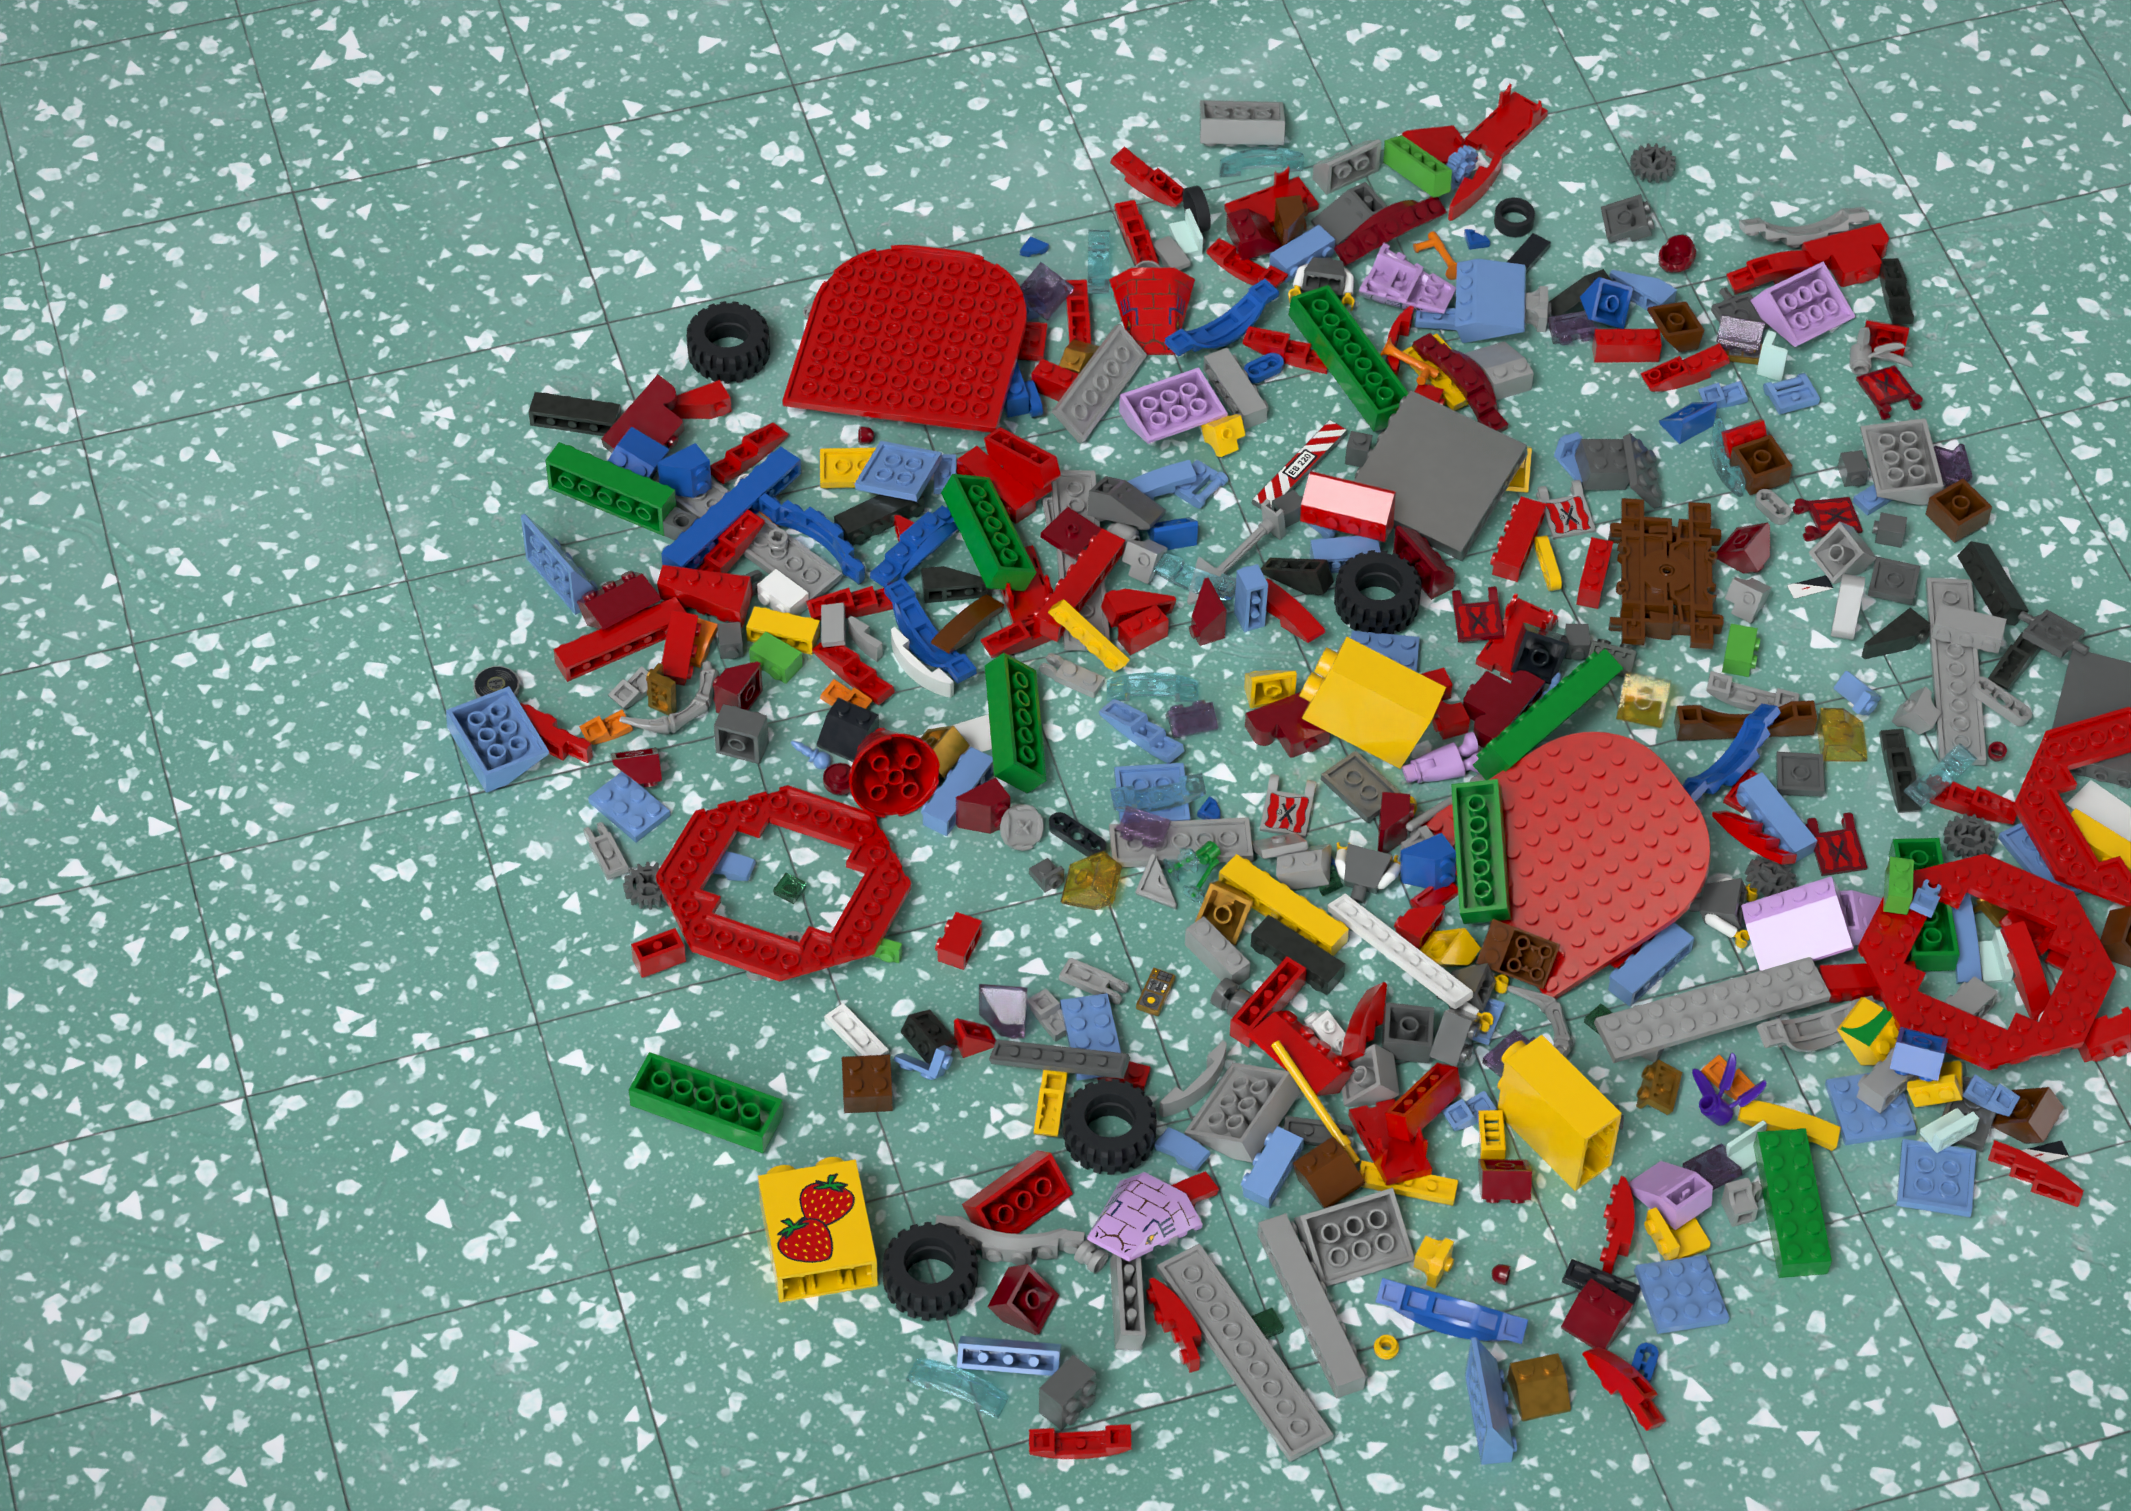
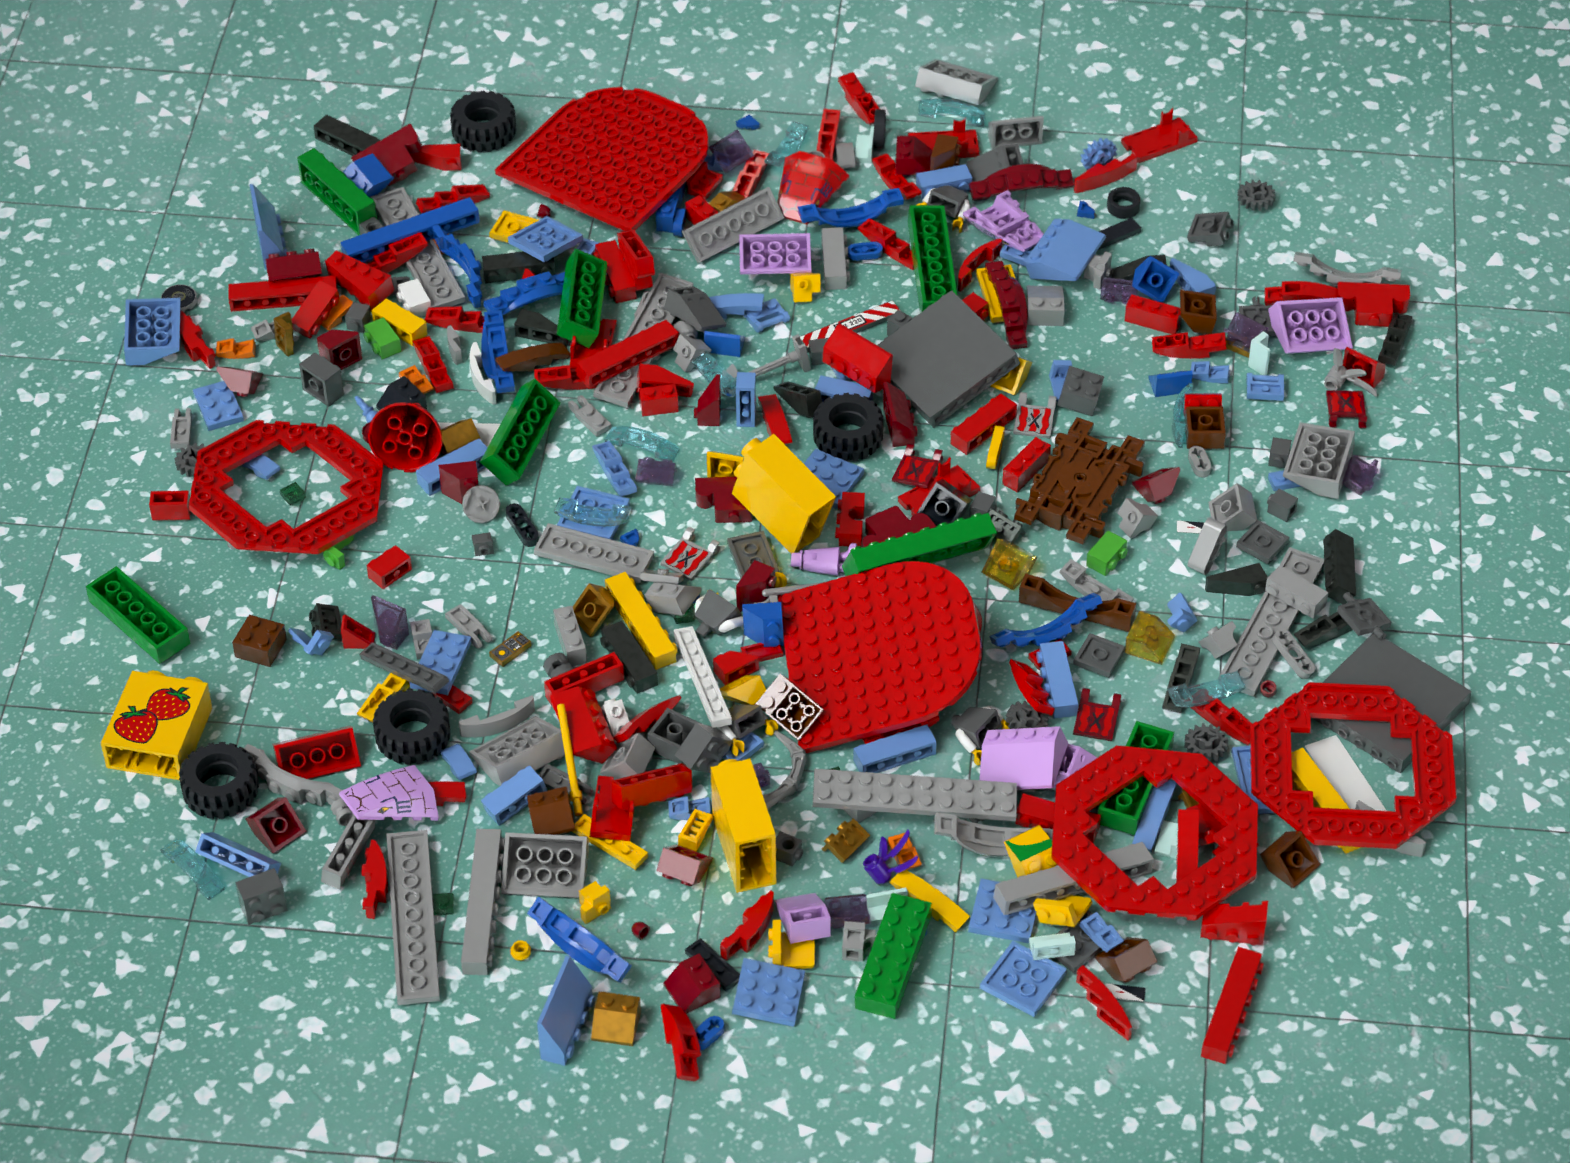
camera: 25 degrees right, 5 degrees down
(675, 721) = (284, 358): light grey animal -> none
(686, 472) = (391, 194): blue slope -> none
(777, 545) = (432, 256): light grey bush -> none
(833, 624) = (434, 327): light grey tile -> none
(854, 1032) = (275, 603): white plate -> none
(1070, 532) = (644, 315): dark red plate -> none
(1080, 1445) = (250, 937): red slope -> none
(1088, 635) = (609, 388): yellow plate -> none
(1092, 882) = (511, 559): clear yellow slope -> none
(1143, 827) = (568, 531): clear purple bracket -> none
(1154, 885) = (555, 575): light grey tile -> none
(1189, 860) = (603, 564): plant -> none
(1417, 166) = (1066, 145): bright green brick -> none
(1427, 370) = (983, 285): orange piece -> none
(1435, 241) = (1052, 202): orange piece -> none
(1437, 141) = (1084, 132): red door -> none
(1480, 851) = (802, 624): green brick -> none
(1642, 470) = (1107, 403): dark grey plate -> none
(1677, 254) = (1234, 263): dark red hair -> none
(1826, 515) = (1247, 478): dark red flag -> none
(1898, 885) = (1109, 750): bright green brick -> none
(1918, 1054) = (1050, 877): slope -> none
(1925, 899) = (1126, 769): medium blue plate -> none
(1958, 510) = (1344, 506): reddish brown brick -> none

